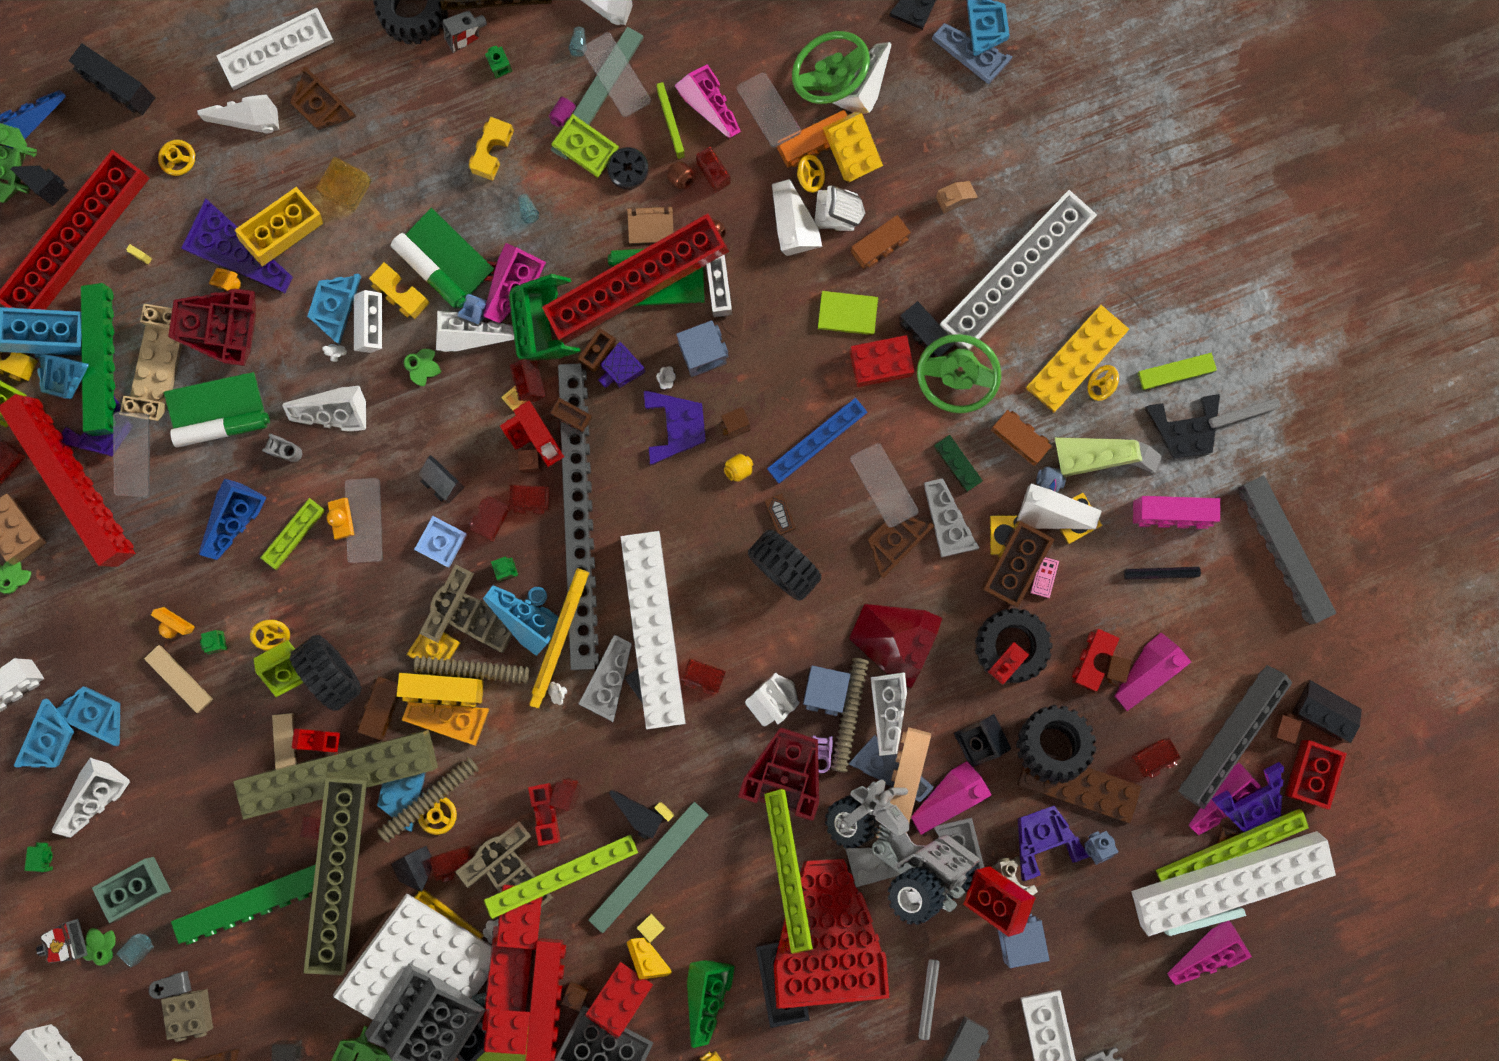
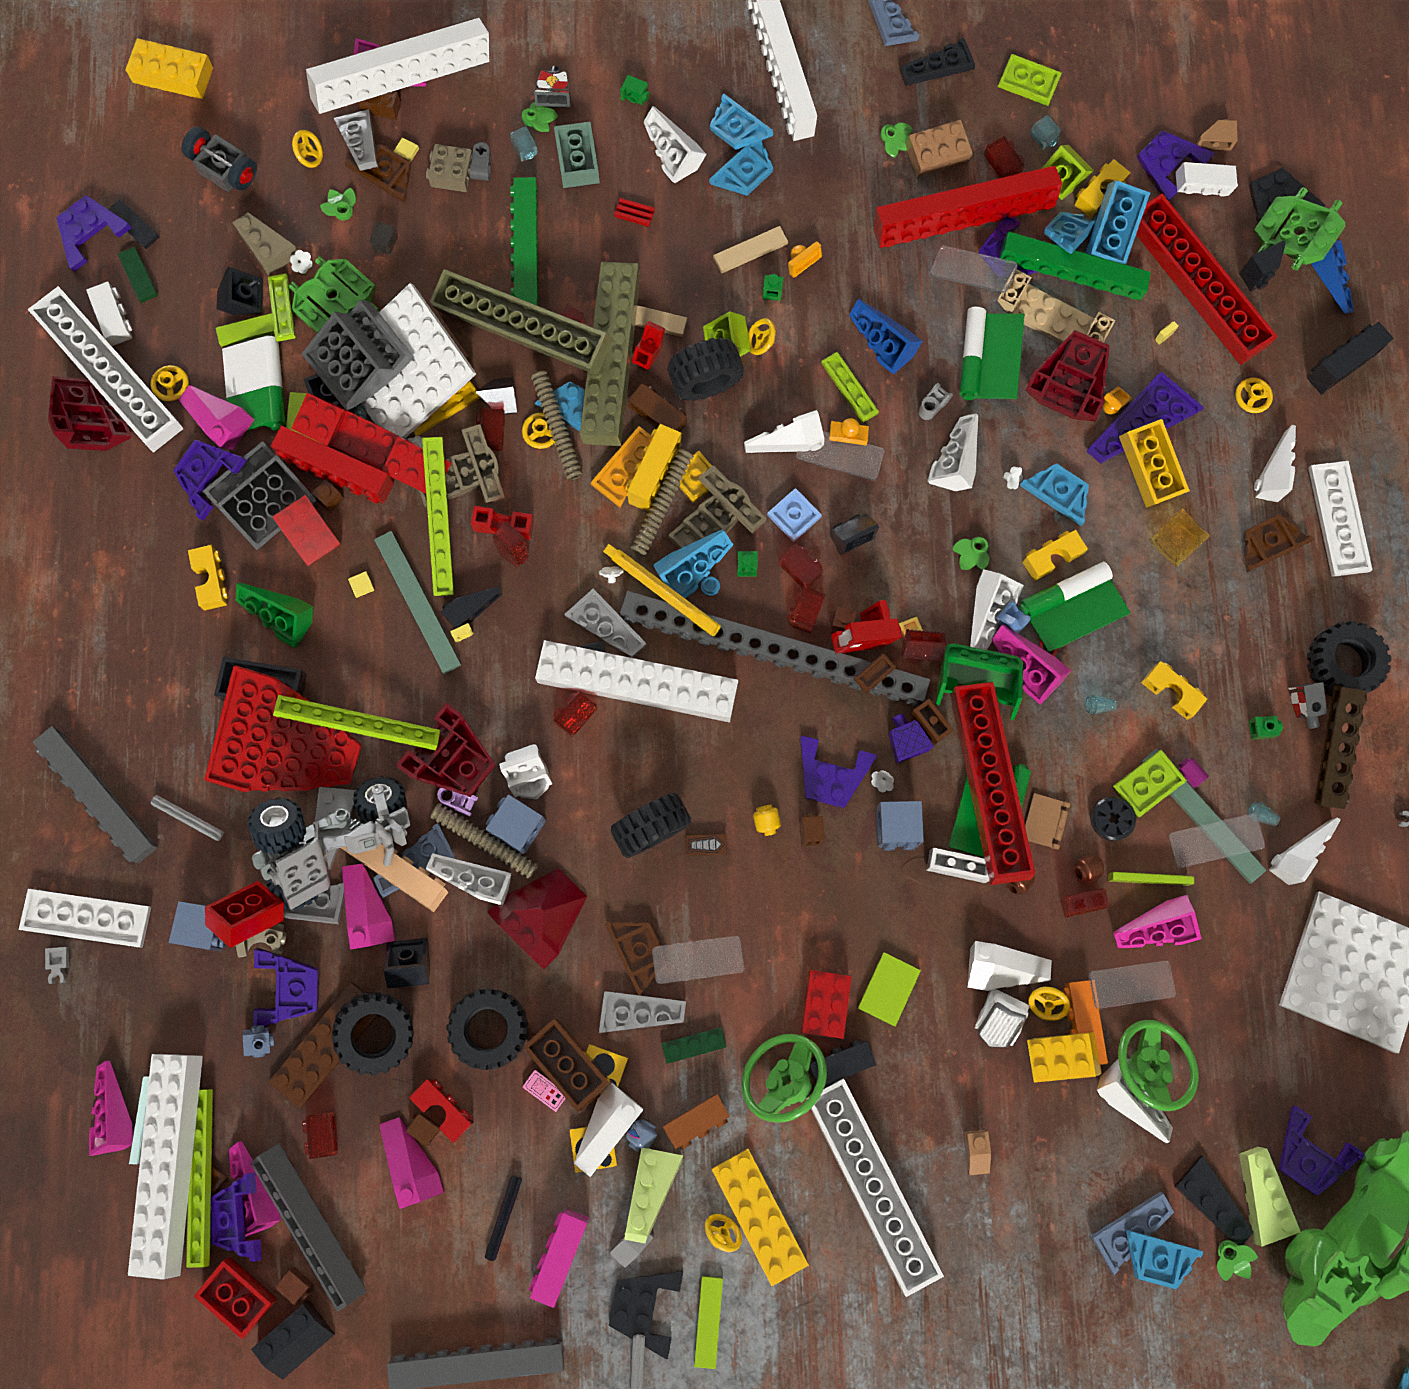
camera: 105 degrees right, 5 degrees down
(167, 809) = (635, 209): none -> red tile
(360, 560) = (801, 435): none -> white wedge
(367, 321) = (1033, 516): white brick -> none
(647, 960) = (333, 569): yellow wing -> none
(817, 440) = (767, 909): blue plate -> none
(881, 242) = (952, 1051): dark orange brick -> none
(1008, 663) = (470, 1013): red plate -> none

